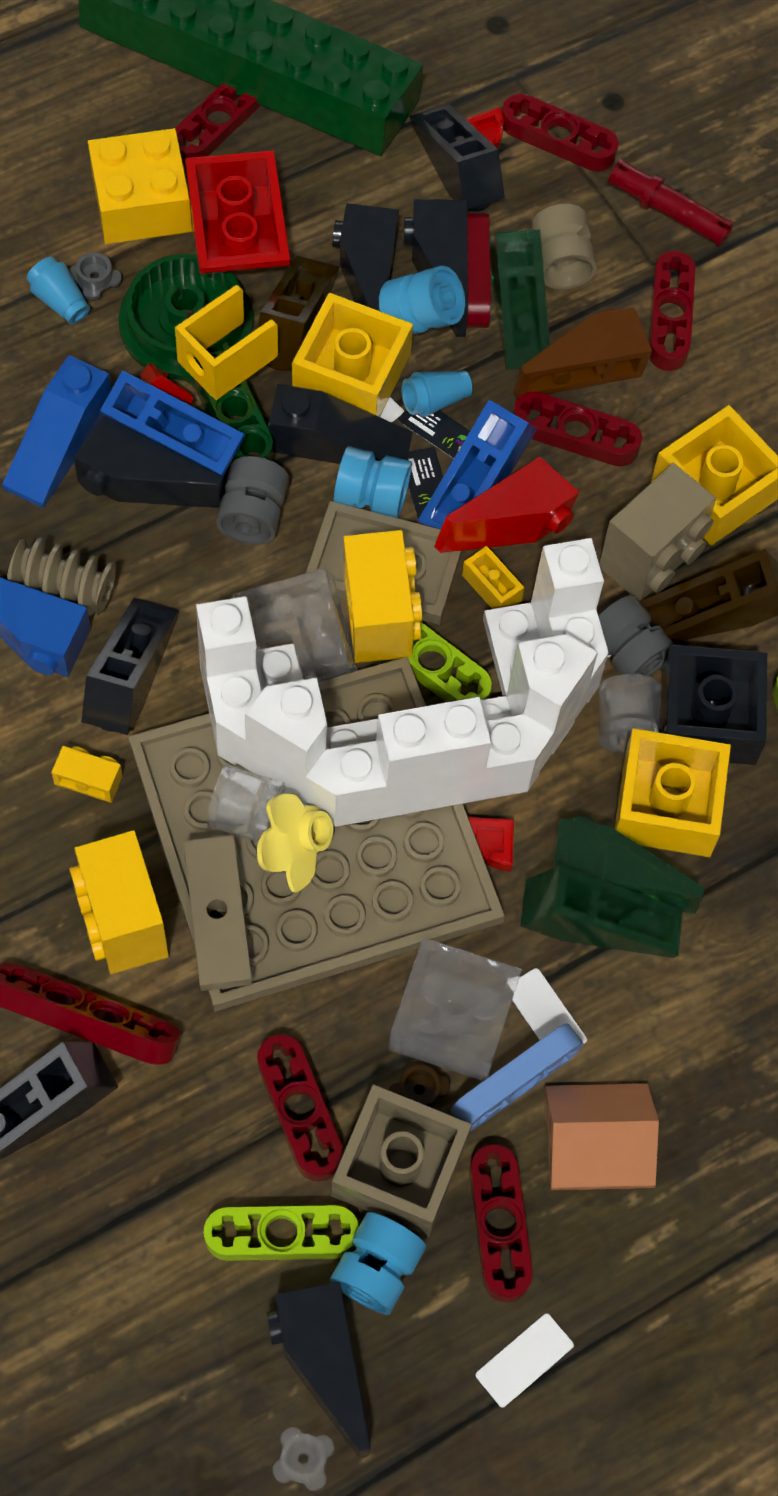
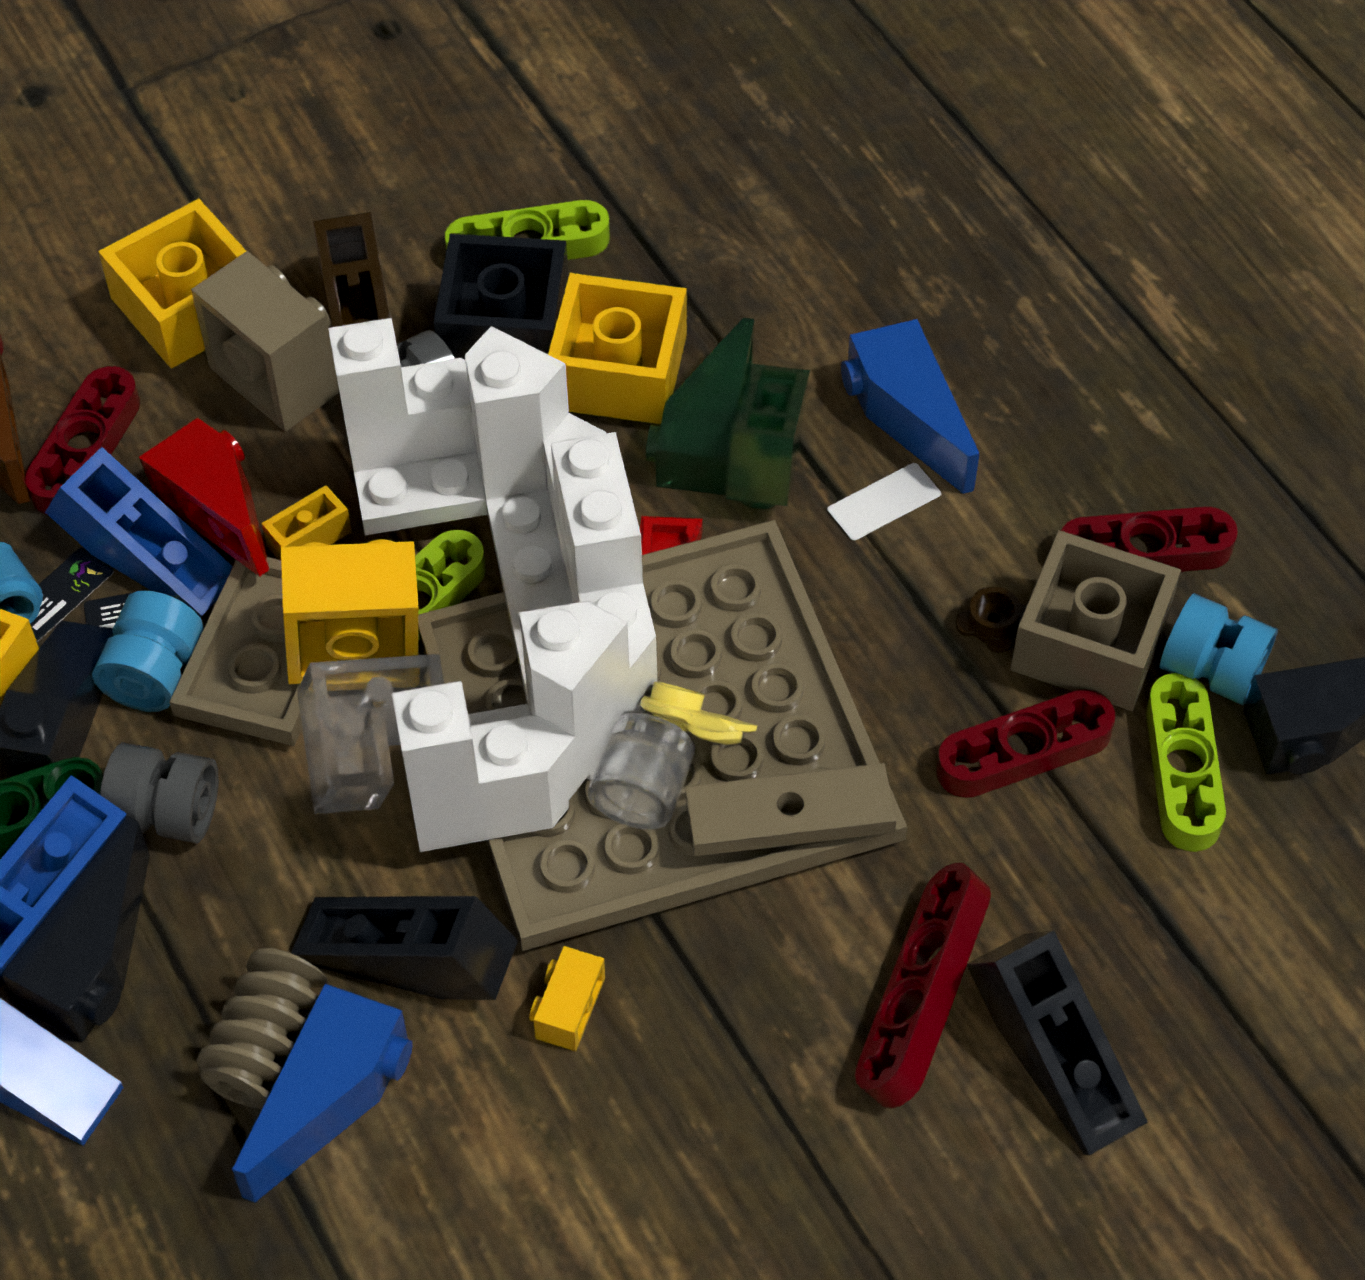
camera: 85 degrees left, 10 degrees down
(118, 903) = (780, 922): yellow brick -> none
(454, 1009) = (902, 564): clear brick -> none
(518, 1077) = (976, 517): medium blue beam -> none
(524, 1360) = (1295, 531): white sticker -> none
(601, 1136) = (1032, 443): nougat slope -> none
(652, 1025) = (910, 399): none -> blue slope

